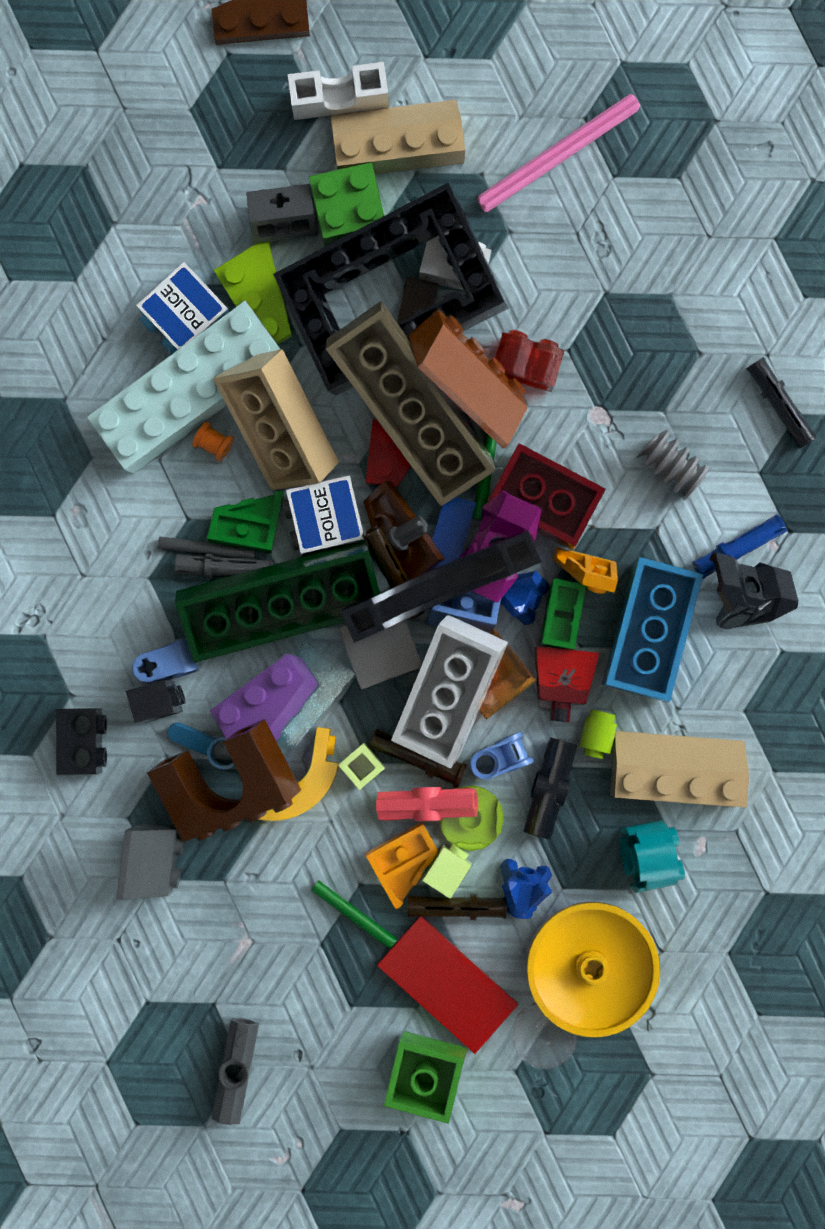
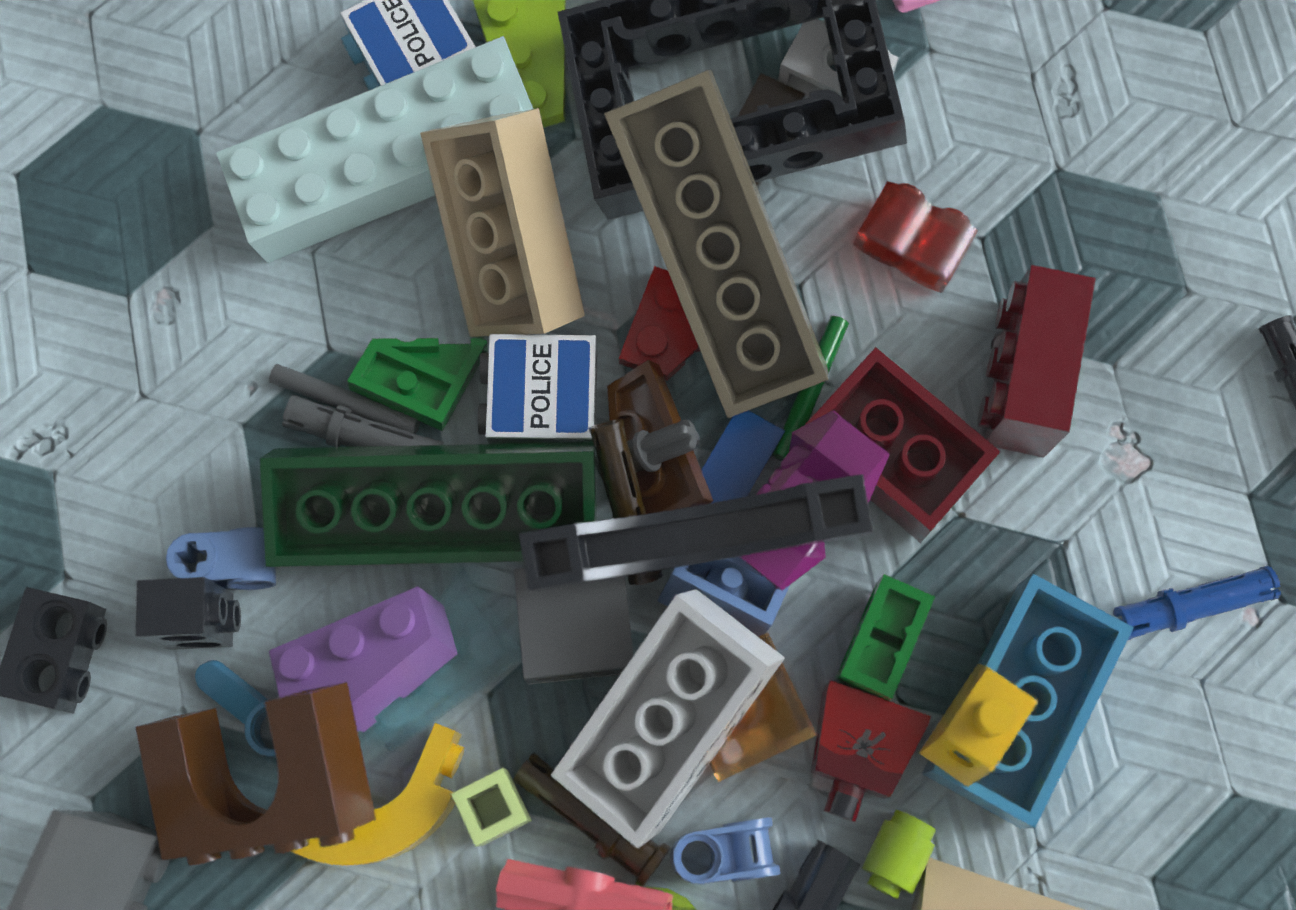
camera: 15 degrees right, 10 degrees down
(213, 441) = (400, 241): orange bush -> none
(469, 376) = (821, 222): dark orange slope -> none
(525, 596) = (829, 595): blue rock -> none
(591, 571) = (954, 585): light orange wing -> none
(616, 426) = (1037, 361): none -> dark red brick
(625, 653) = (979, 726): none -> yellow torso
(674, 463) = (1117, 445): light grey piece -> none
(741, 607) = (1191, 703): black piece -> none

